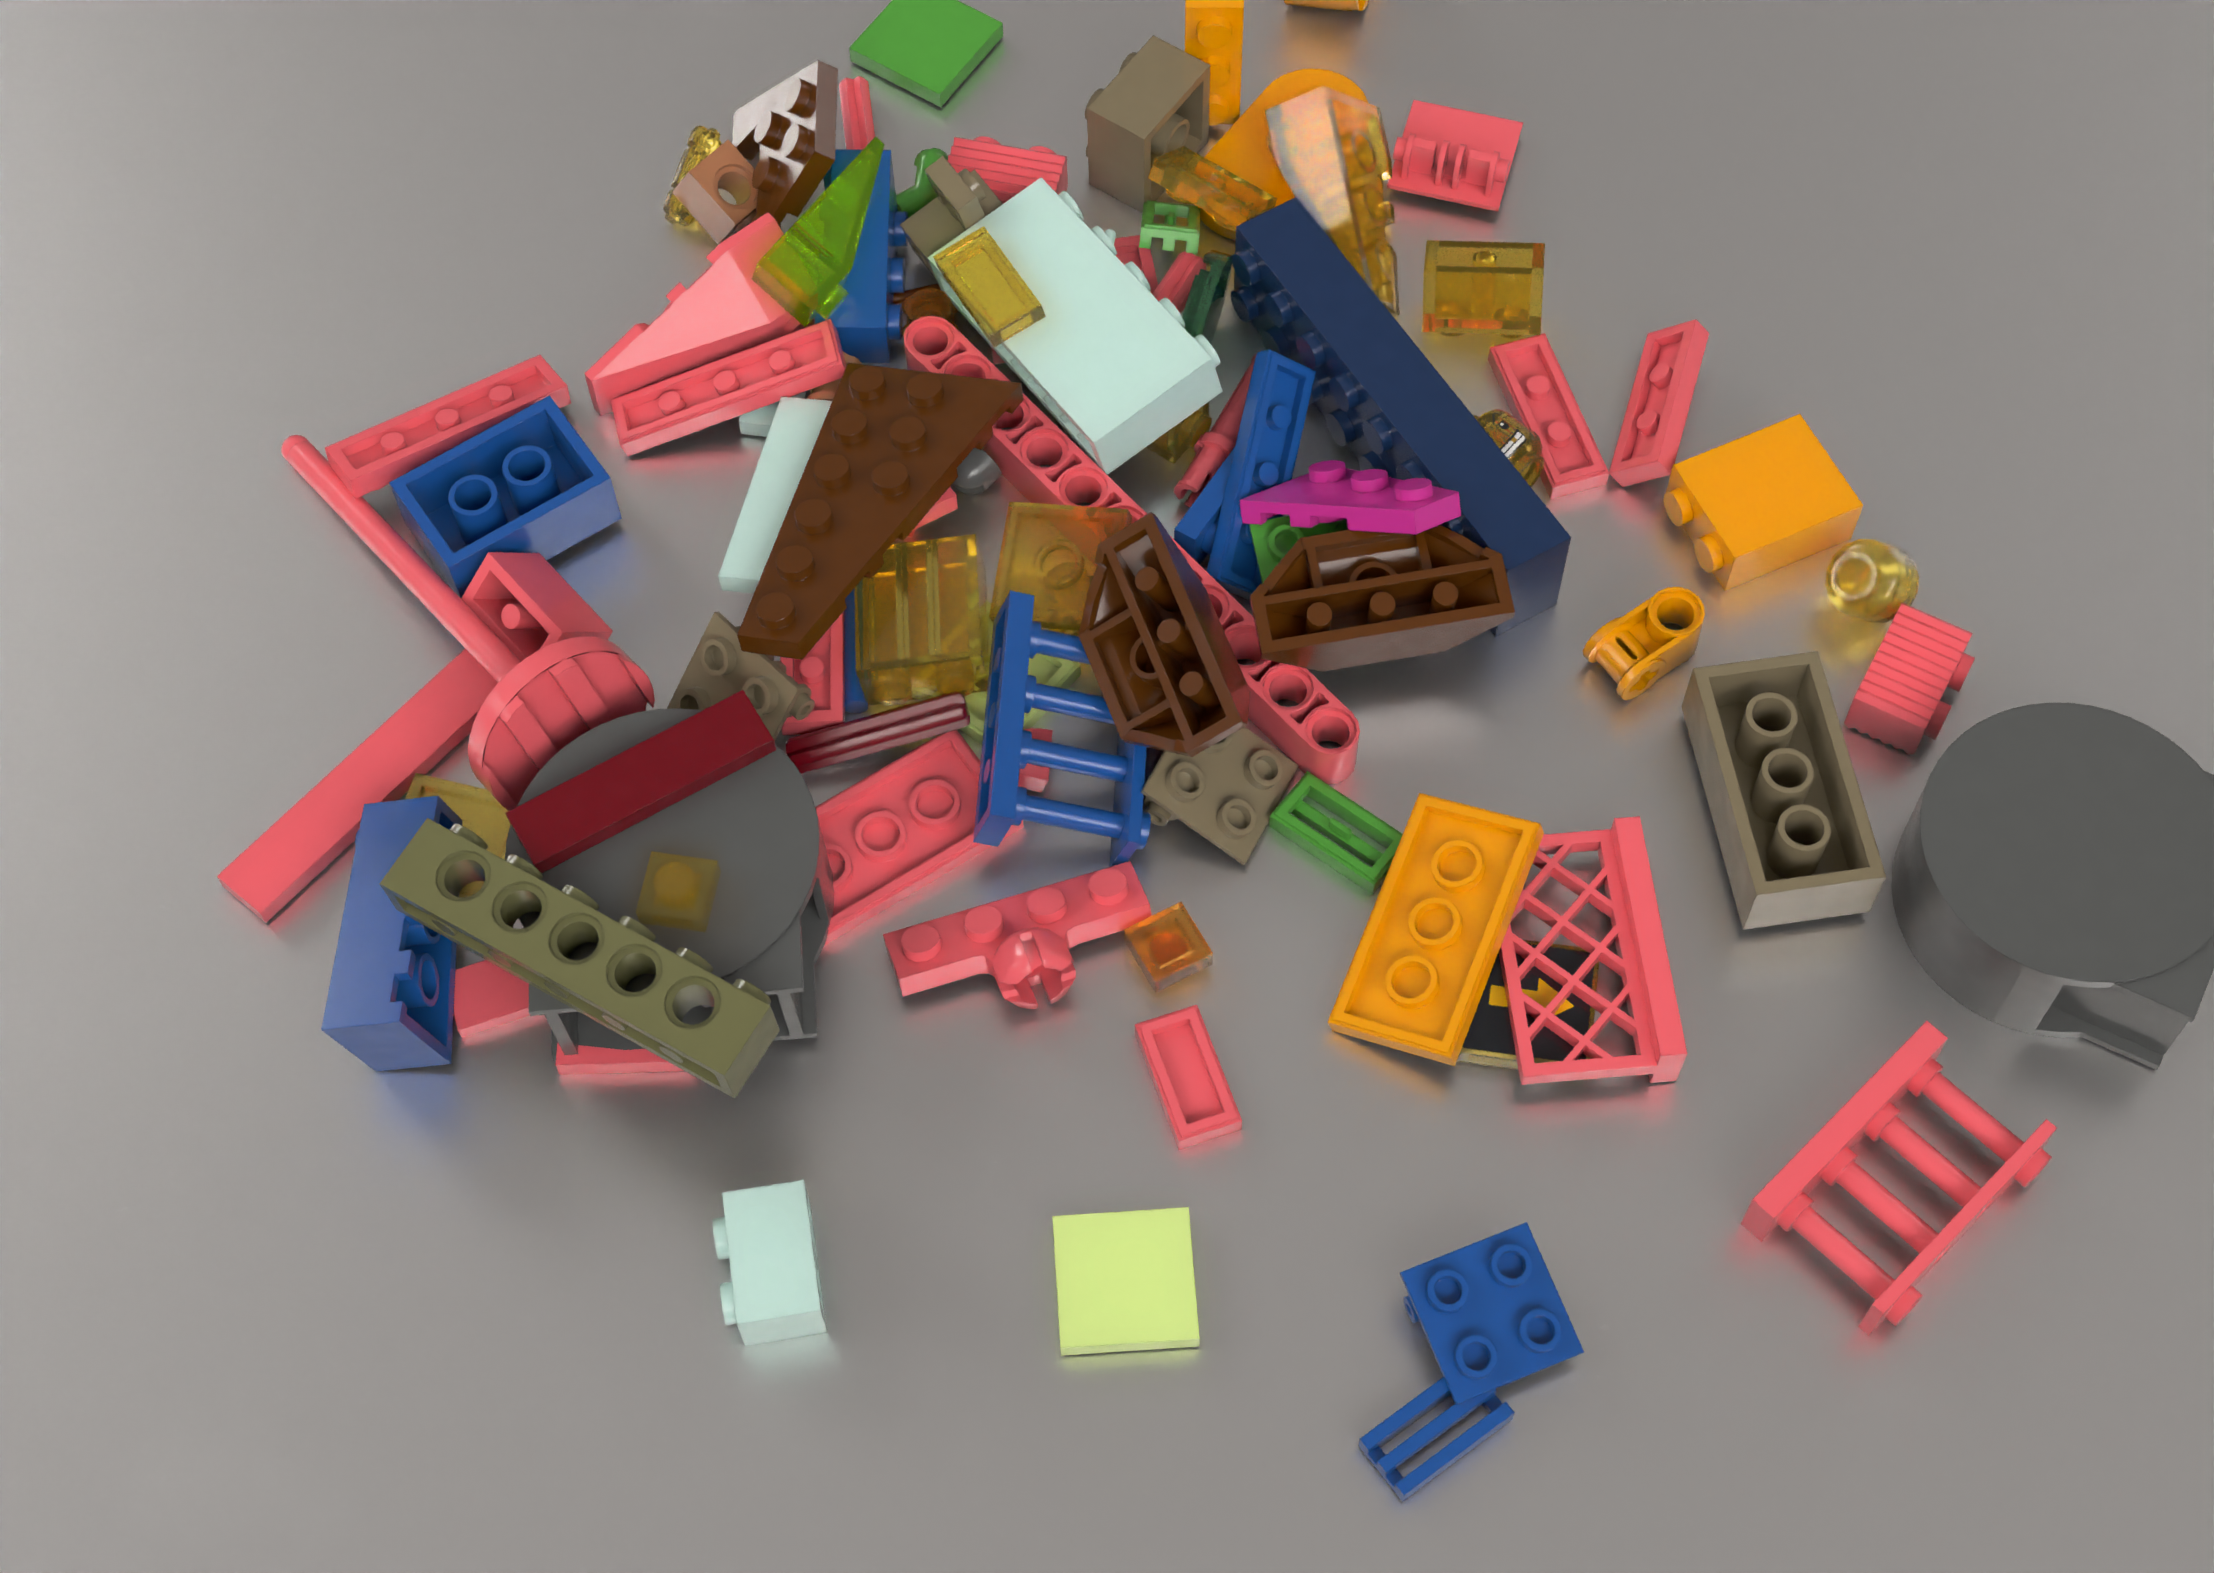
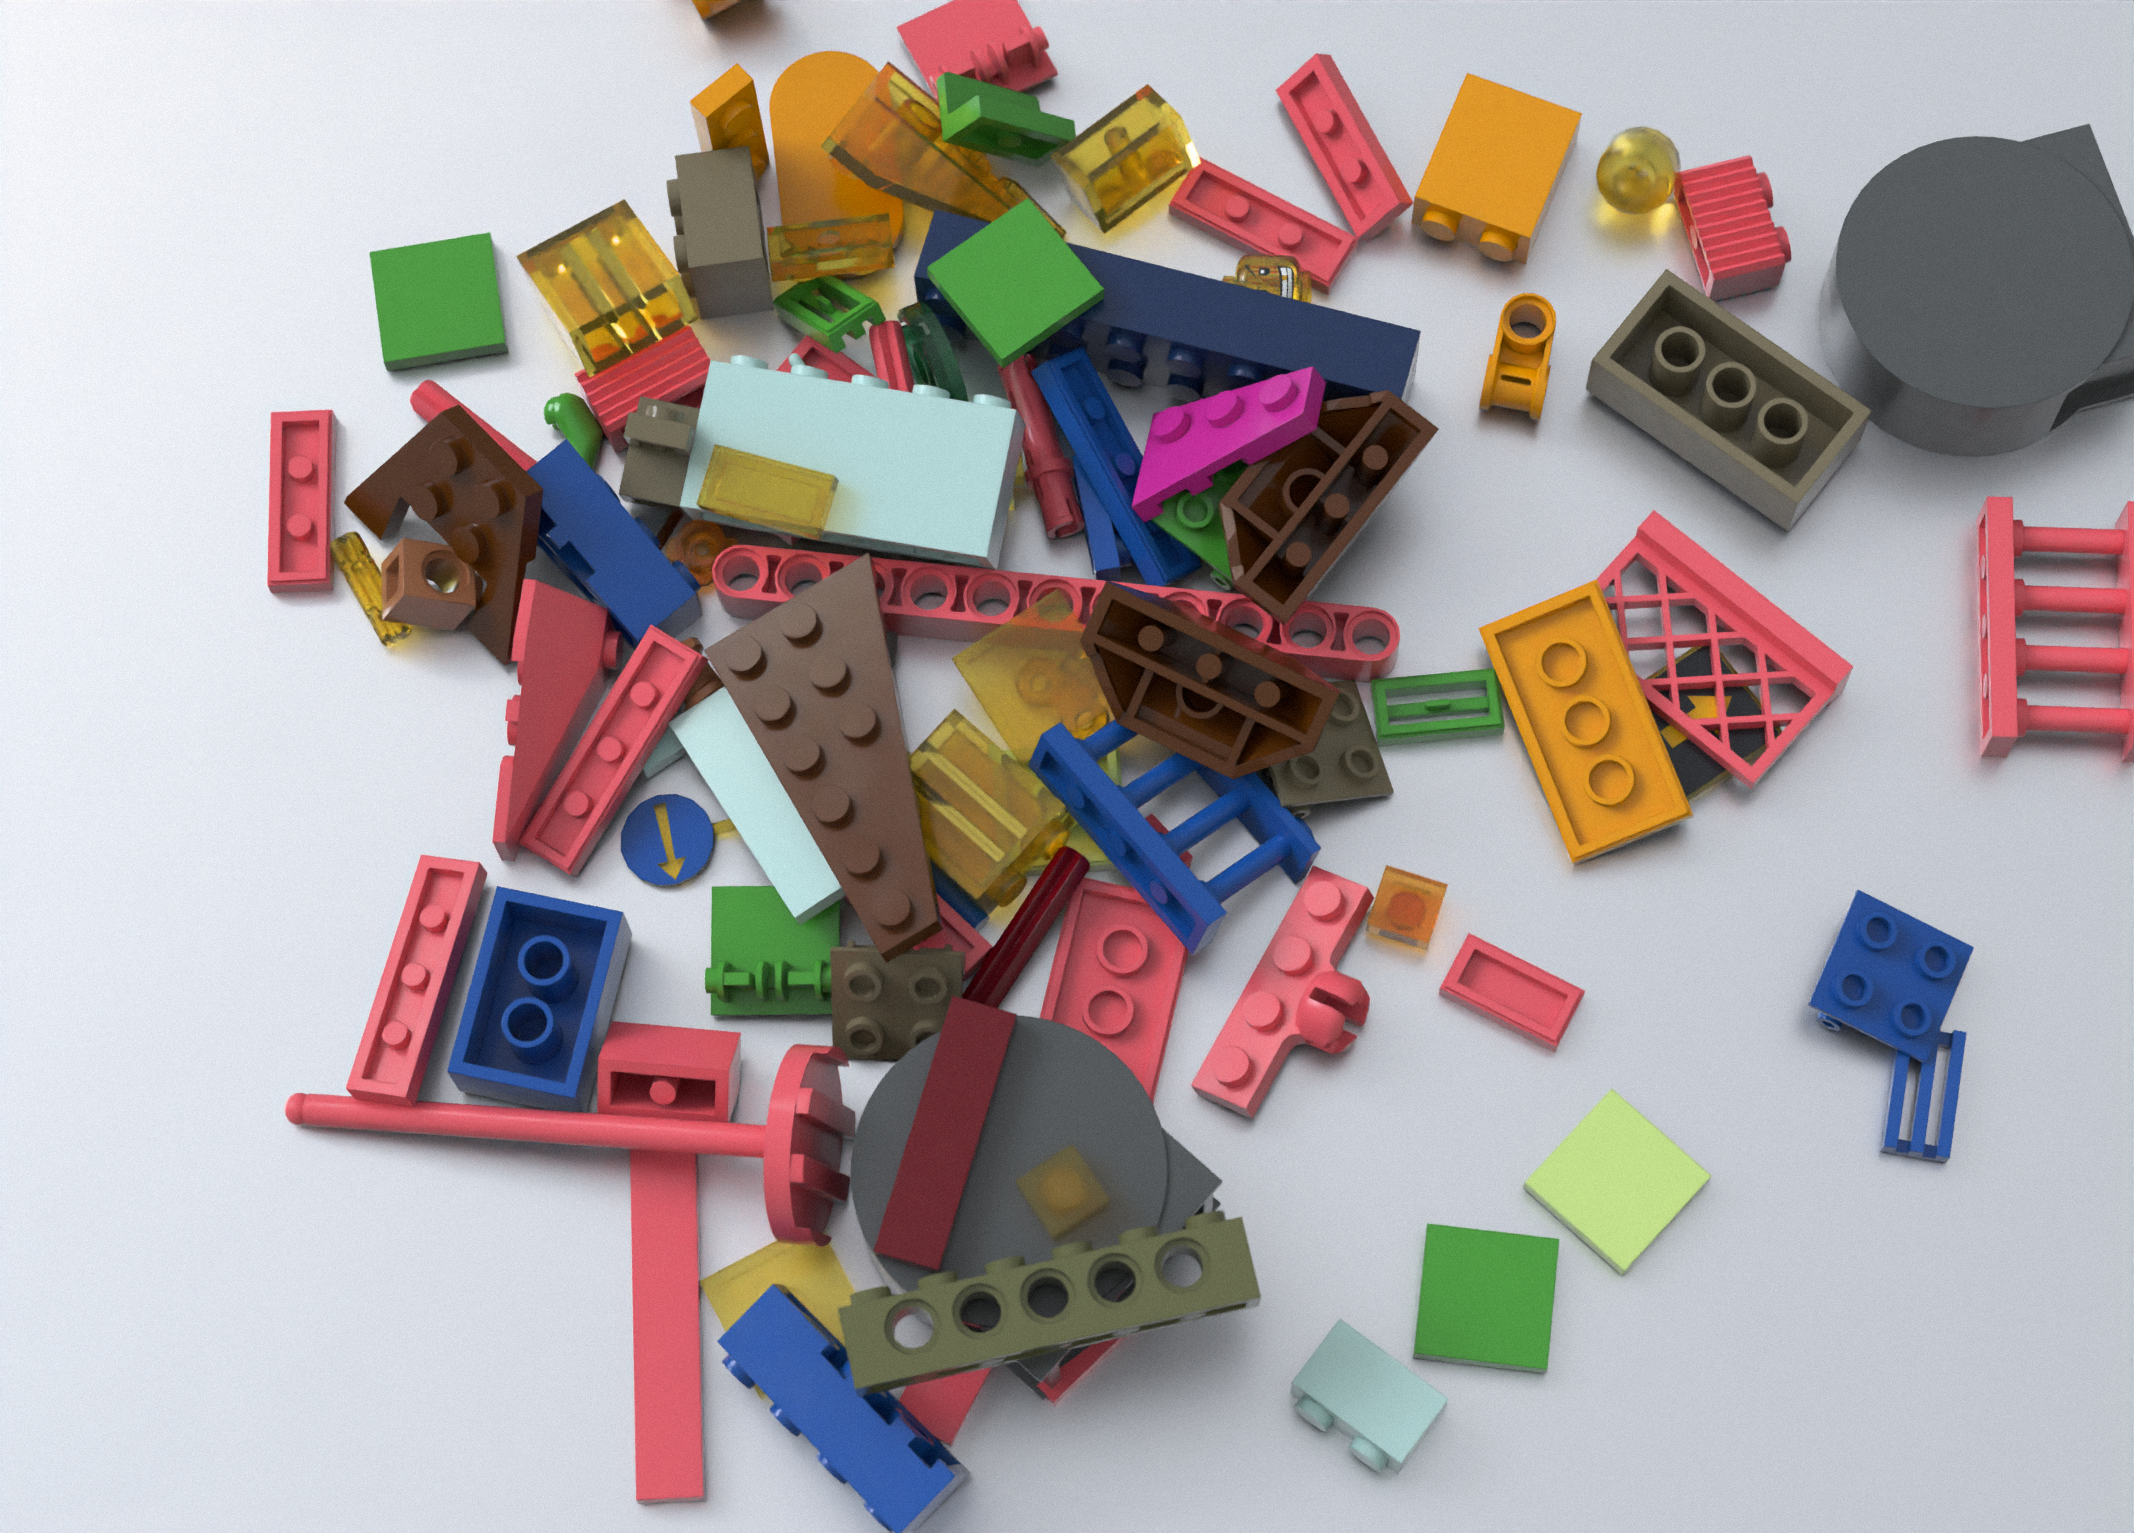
camera: 40 degrees left, 10 degrees up
(680, 597) = (765, 957): none -> bright green hinge
(709, 481) = (669, 839): none -> blue piece
(710, 92) = (301, 501): none -> coral tile
(818, 251) = (599, 569): clear neon green slope -> none
(938, 1276) = (1486, 1298): none -> bright green tile
(1030, 100) = (607, 288): none -> clear yellow brick
(1300, 279) = (1015, 283): none -> bright green tile
(1414, 193) = (999, 121): none -> bright green panel

